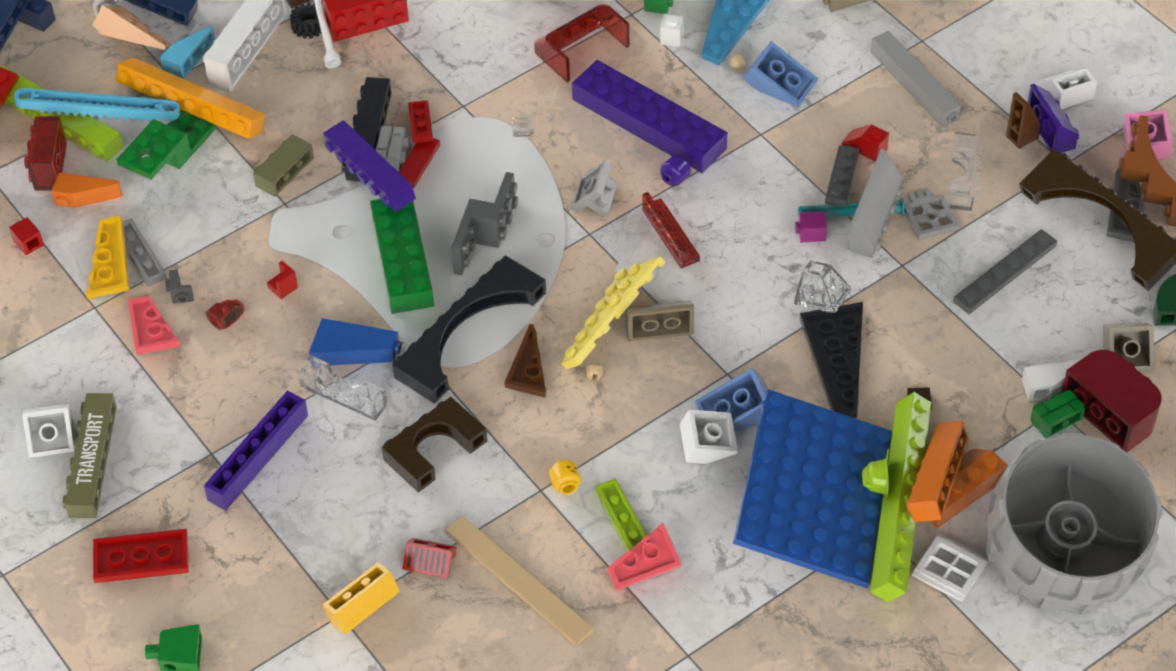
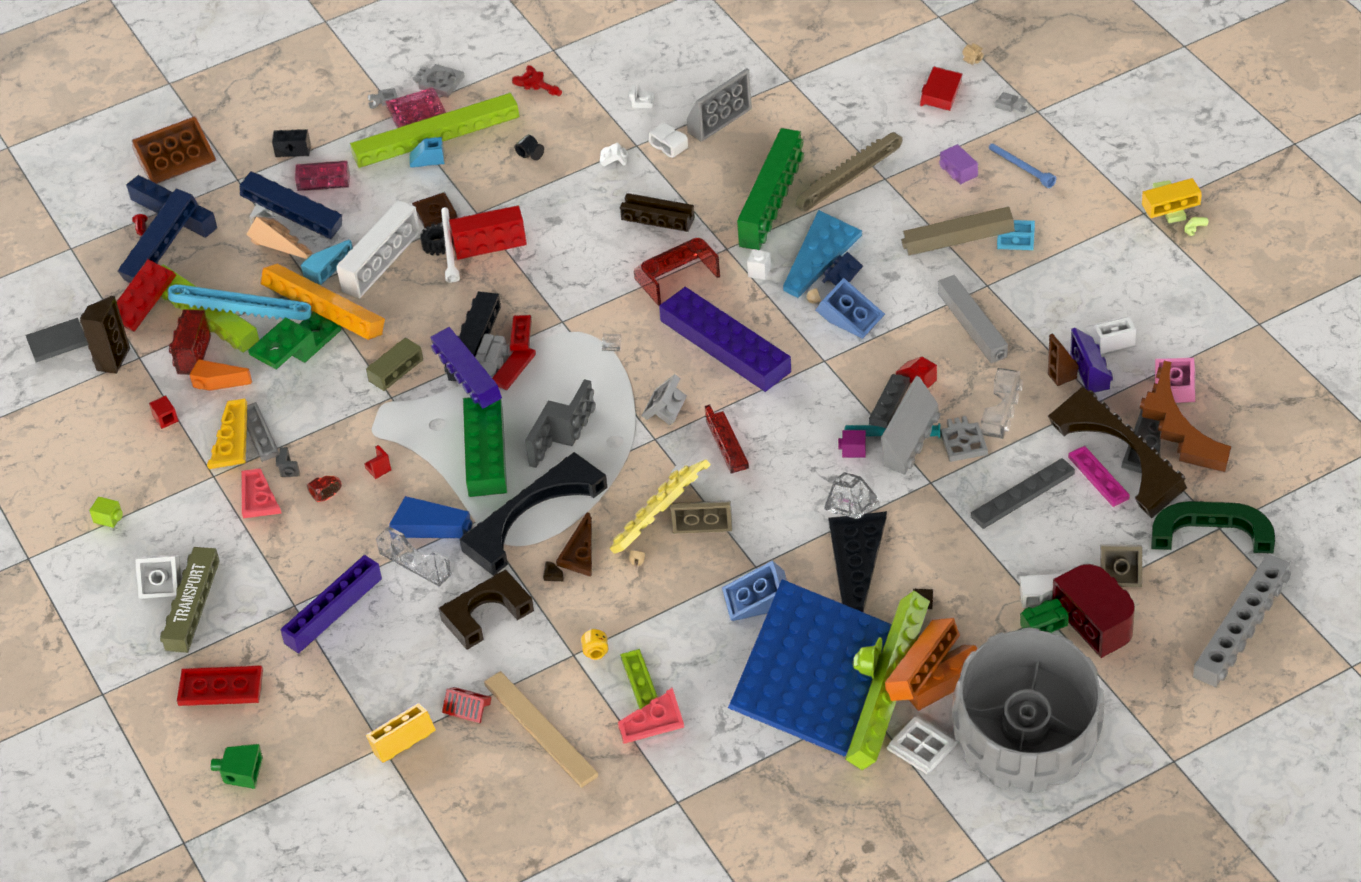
camera: 10 degrees right, 5 degrees down
(501, 396) = (552, 572): none -> dark brown tile
(675, 170) = (740, 388): dark purple head -> none
(707, 436) = (726, 617): white slope -> none
(764, 30) = (844, 267): none -> dark blue bracket
(1083, 247) = (1099, 476): none -> dark pink tile

